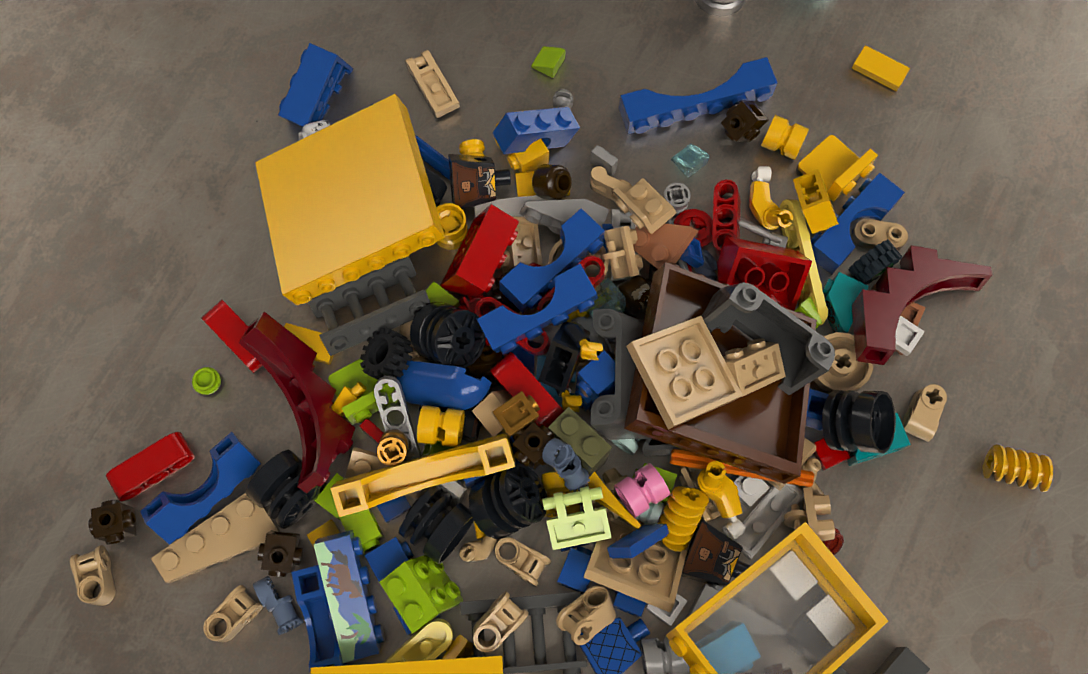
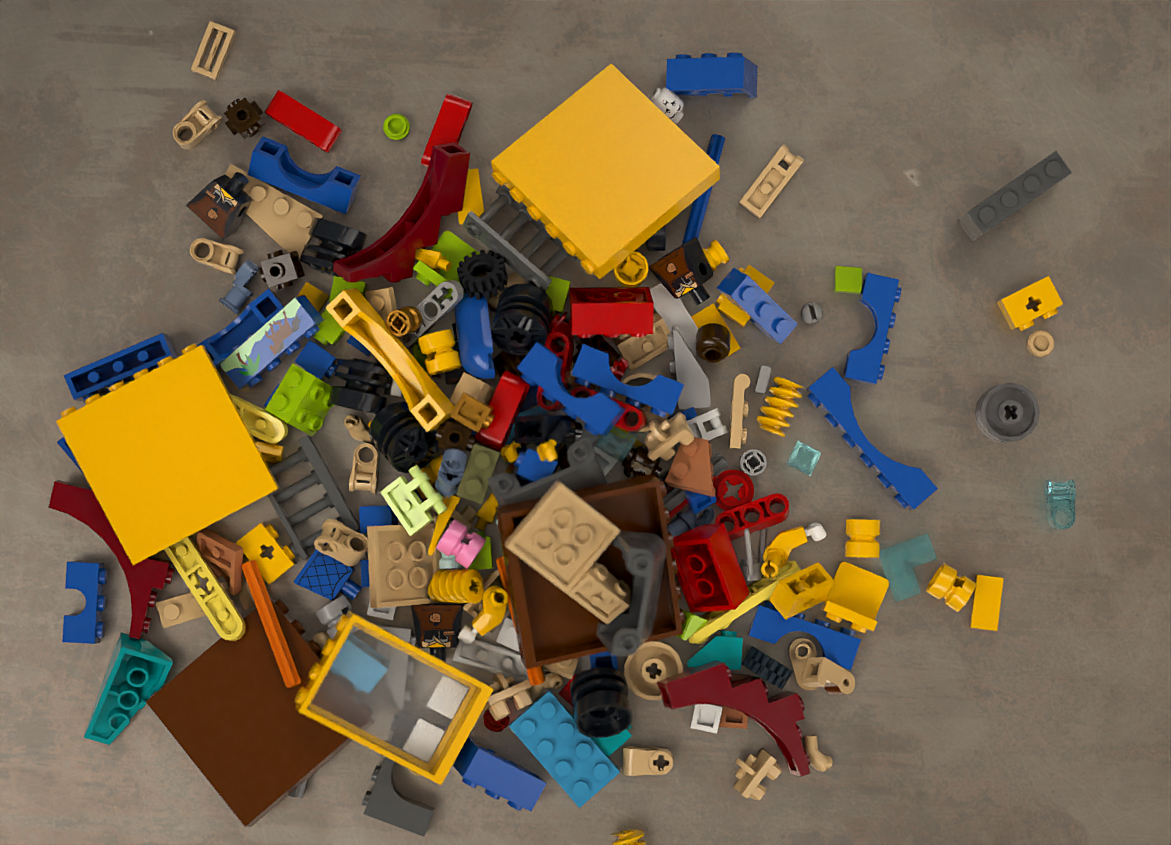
camera: 70 degrees right, 15 degrees up
(48, 543) = (203, 47): none -> tan tile
(183, 583) = (222, 204): none -> torso
(371, 430) = (415, 294): red tile -> none
(499, 621) = (307, 476): tan piece -> none
(582, 41) = (879, 297): none -> blue arch
(617, 458) = (487, 512): none -> yellow piece
(633, 156) = (779, 406): none -> yellow piece
(638, 541) = (418, 558): blue tile -> none
(645, 205) = (720, 438): tan bracket -> none
(744, 121) = (860, 494): dark brown brick -> none
(821, 123) = (898, 564): none -> clear light blue plate
(858, 85) = (951, 587): none -> yellow wheel
(885, 484) = (562, 750): none -> dark azure brick
(895, 560) = (498, 776): none -> blue wedge
(902, 215) = (825, 673): none -> tan leg
(971, 319) = (753, 771): none -> tan hips
(979, 257) = (817, 759): none -> tan arm

